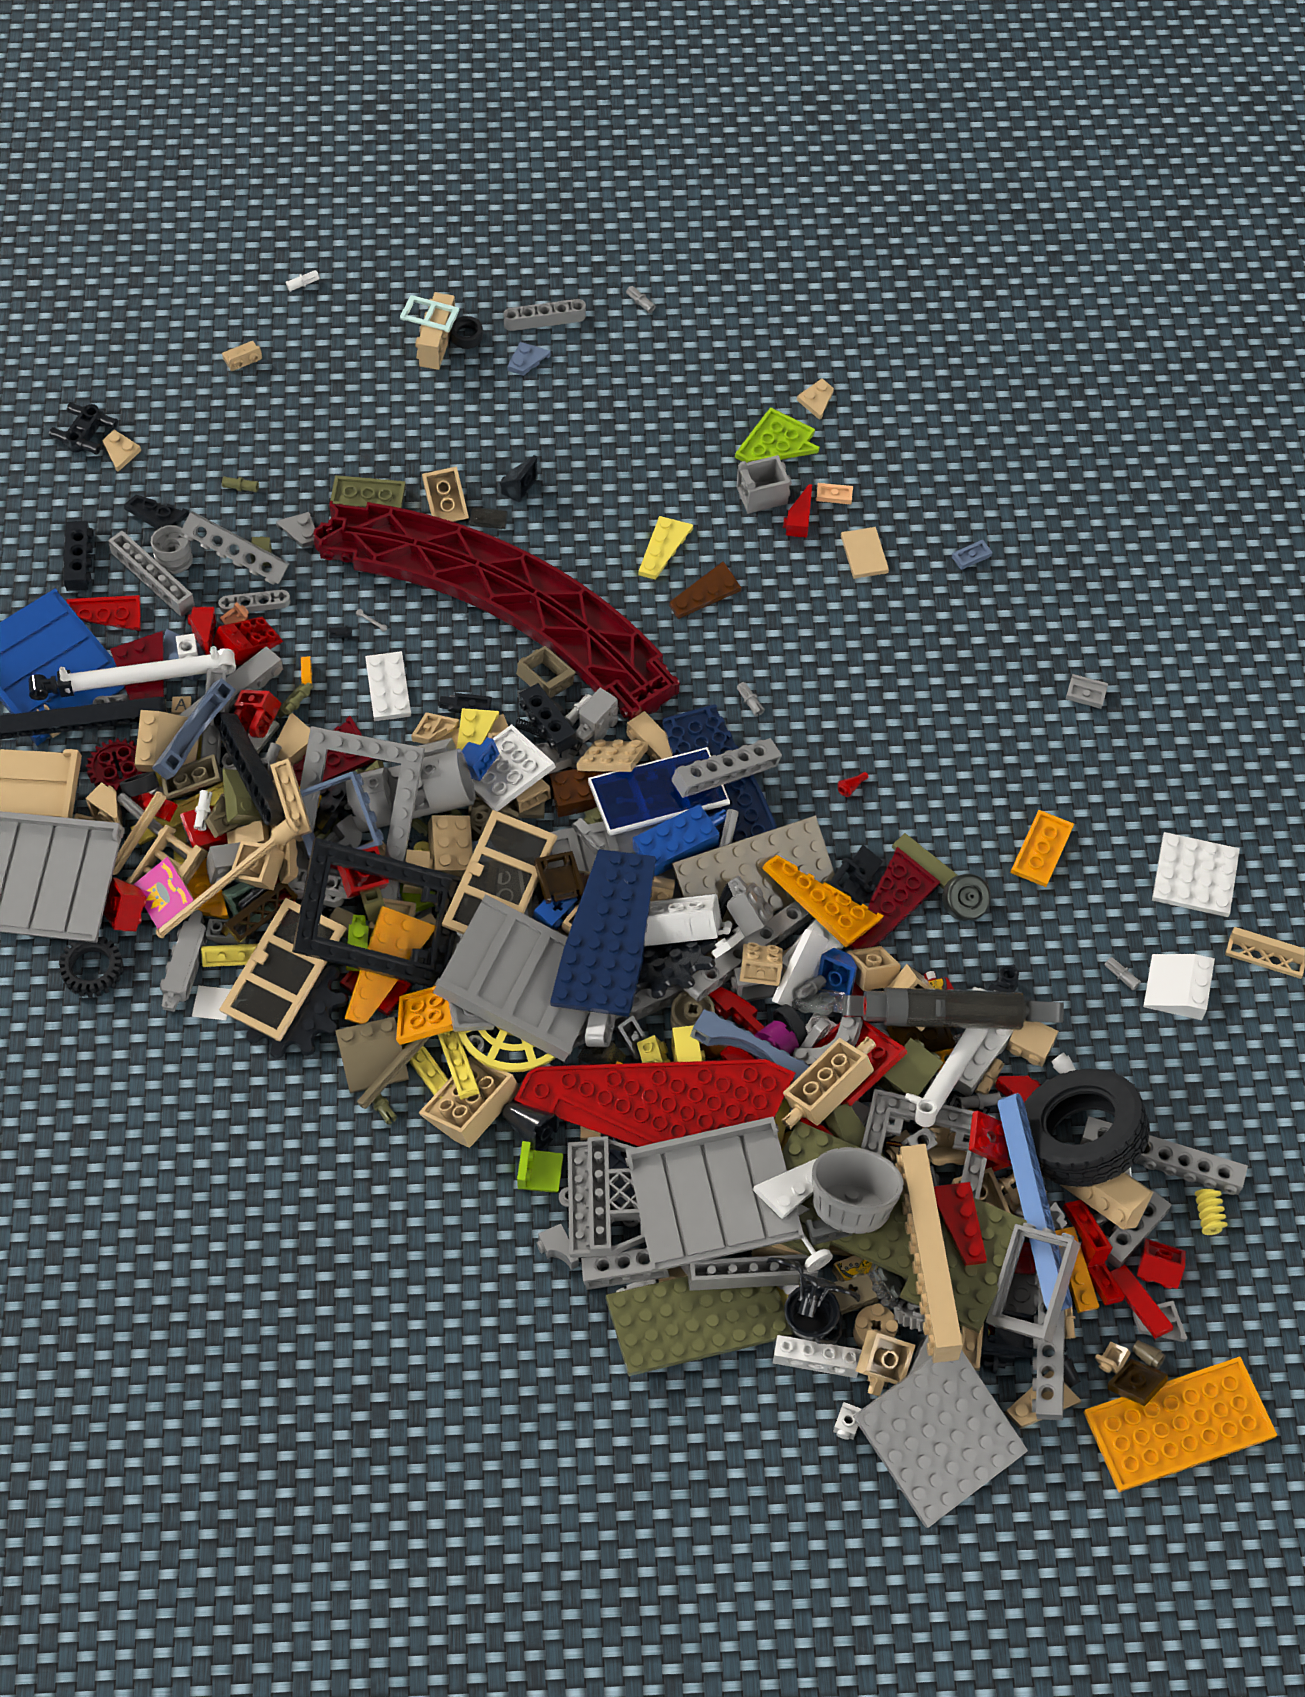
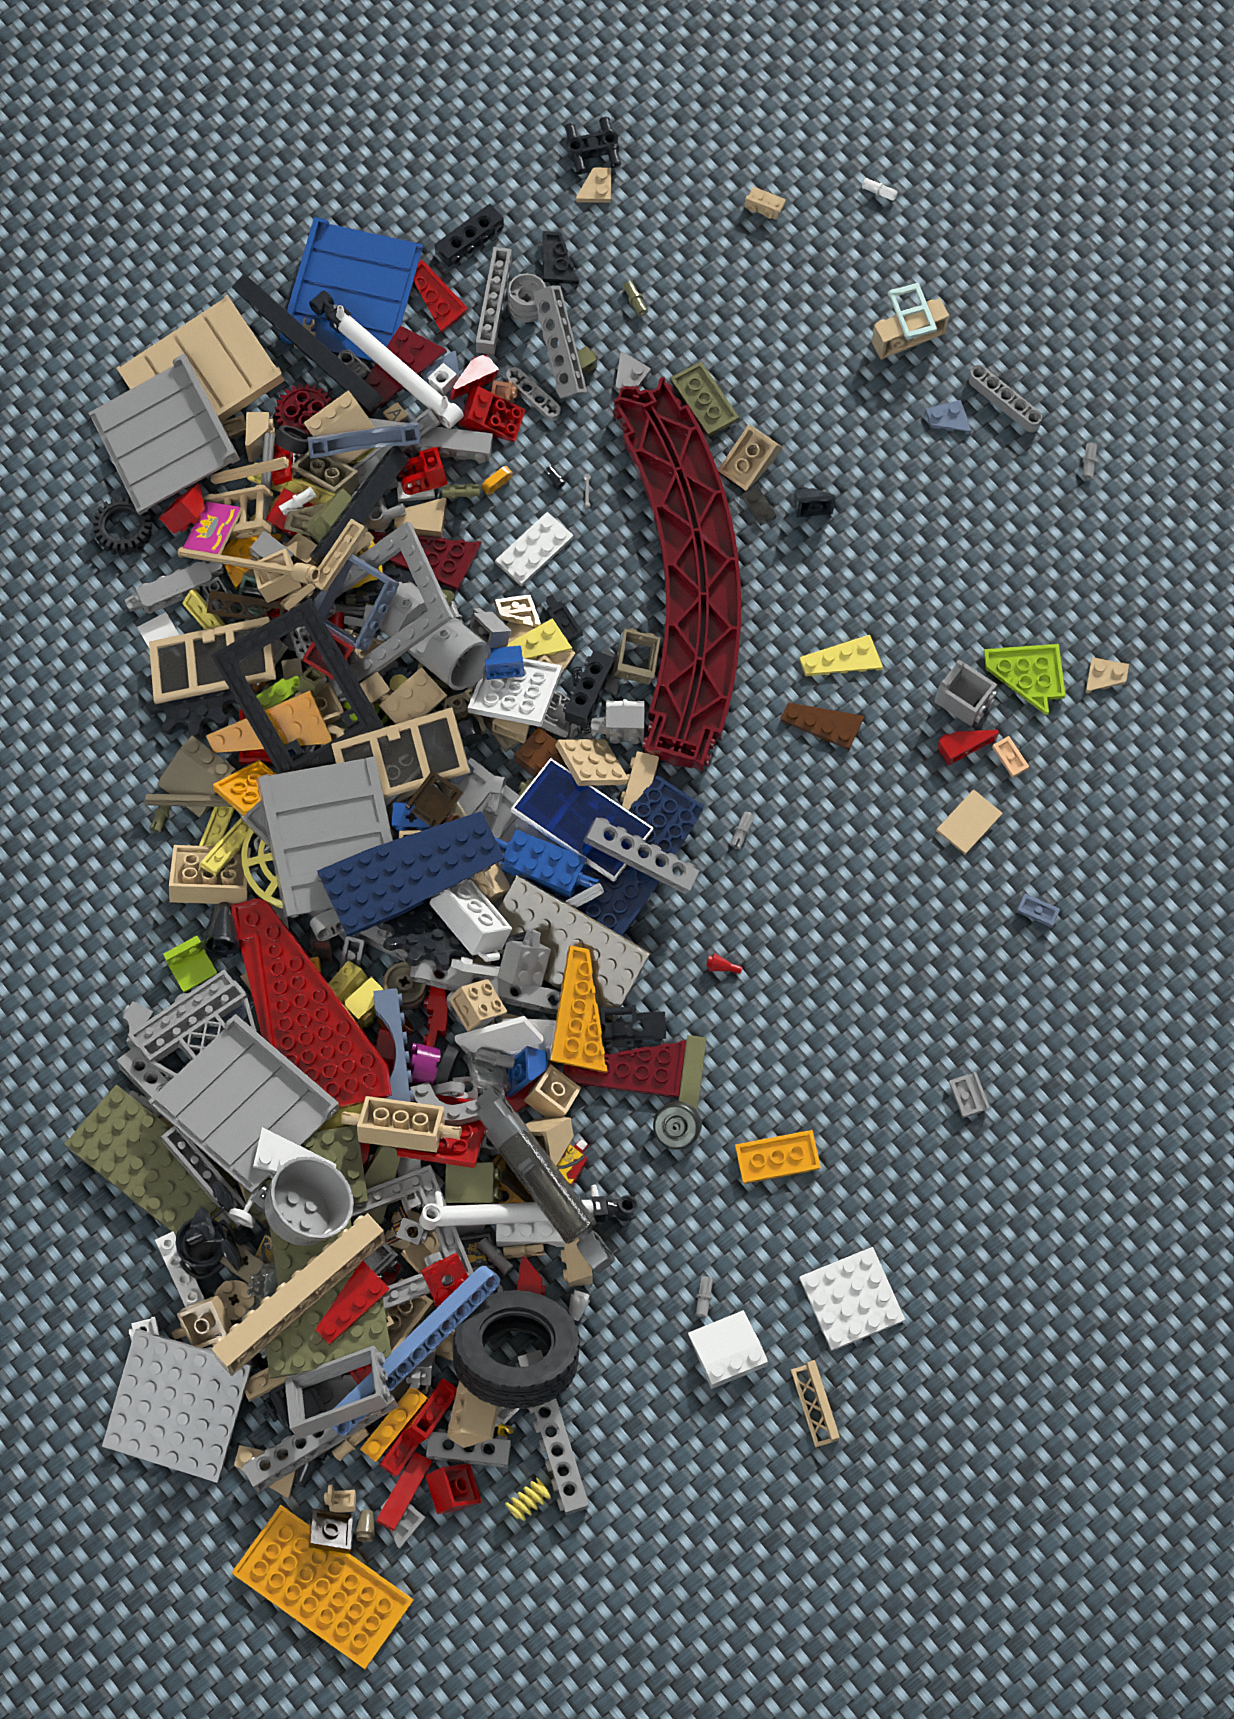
camera: 55 degrees right, 10 degrees up
(467, 342) = (935, 339): black tyre -> none

